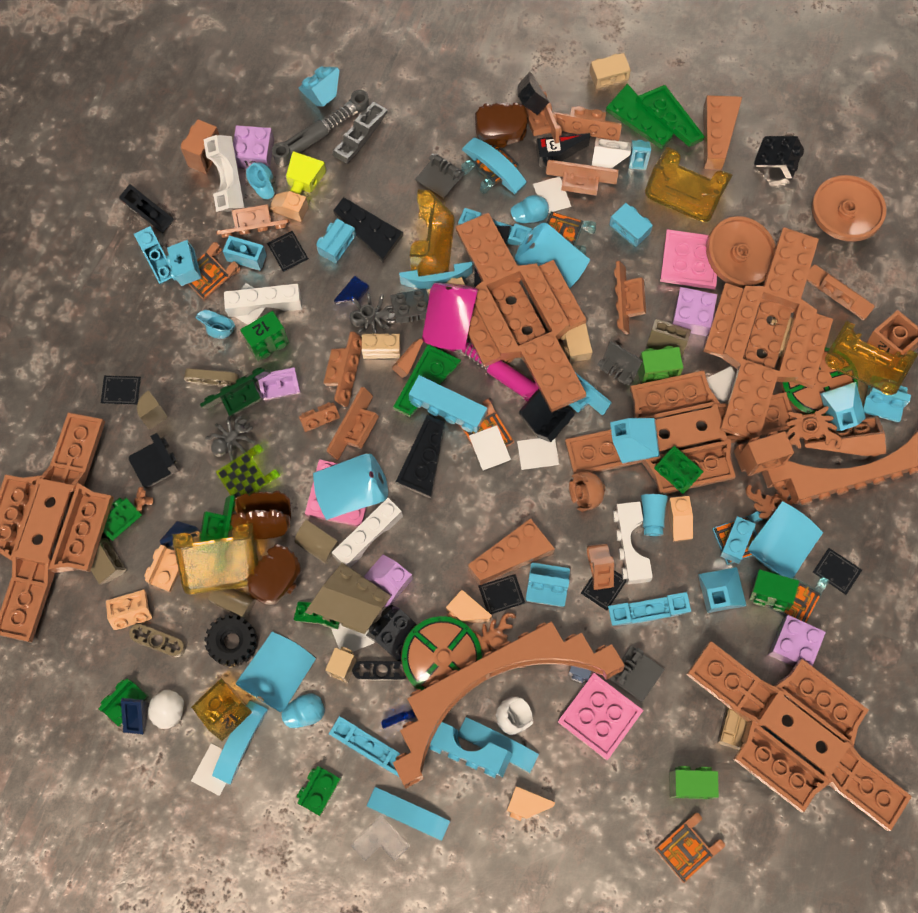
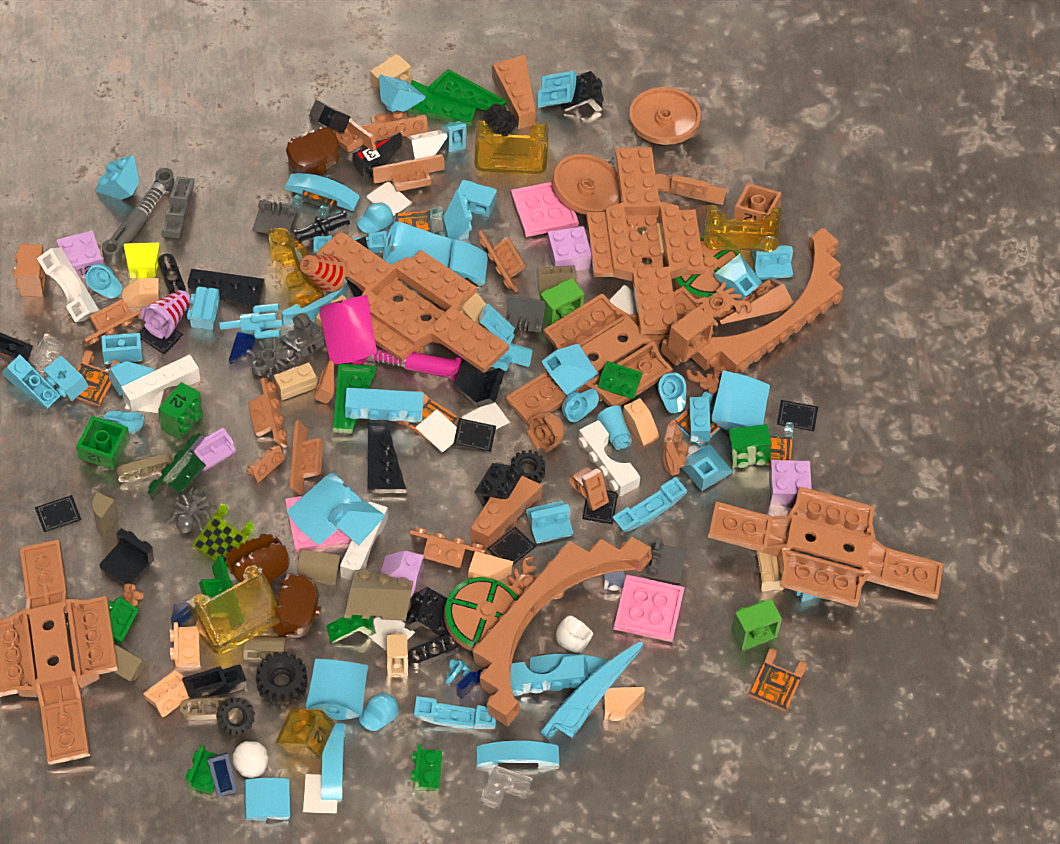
camera: 30 degrees left, 15 degrees down
(163, 755) = (267, 799): none -> medium azure slope
(169, 619) = (215, 682): none -> black slope
(171, 673) = (244, 725): none -> black tyre
(183, 229) = (46, 353): none -> clear slope
(185, 339) = (102, 442): none -> green brick
(236, 279) = (126, 372): none -> medium azure slope
(299, 233) = (165, 313): none -> lavender cone
(325, 205) = (170, 284): none -> black beam
(364, 514) = (356, 520): none -> medium azure slope
(372, 274) = (256, 322): none -> medium azure plant
(387, 703) = (456, 666): none -> medium azure piece
(414, 288) = (301, 321): none -> dark grey hinge
(439, 572) = (445, 550): none -> nougat bracket
(452, 249) = (325, 271): none -> nougat cone
(476, 201) = (321, 226): none -> black piece
(490, 791) = (584, 698): none -> medium azure piece
(515, 529) = (498, 482): none -> black bracket
(520, 465) = (474, 435): none -> black sticker
(555, 510) = (531, 459): none -> black tyre
(586, 366) = (496, 324): none -> medium azure slope
(593, 288) = (469, 261): none -> medium azure slope
(603, 240) = (457, 218): none -> medium azure slope
(606, 93) = (398, 94): none -> medium azure slope
(628, 476) = (579, 404): none -> medium azure piece
(689, 154) = (500, 120): none -> black tyre
(698, 563) = (674, 449): none -> nougat slope
(725, 499) = (672, 391): none -> medium azure piece
(757, 142) = (557, 89): none -> medium azure slope

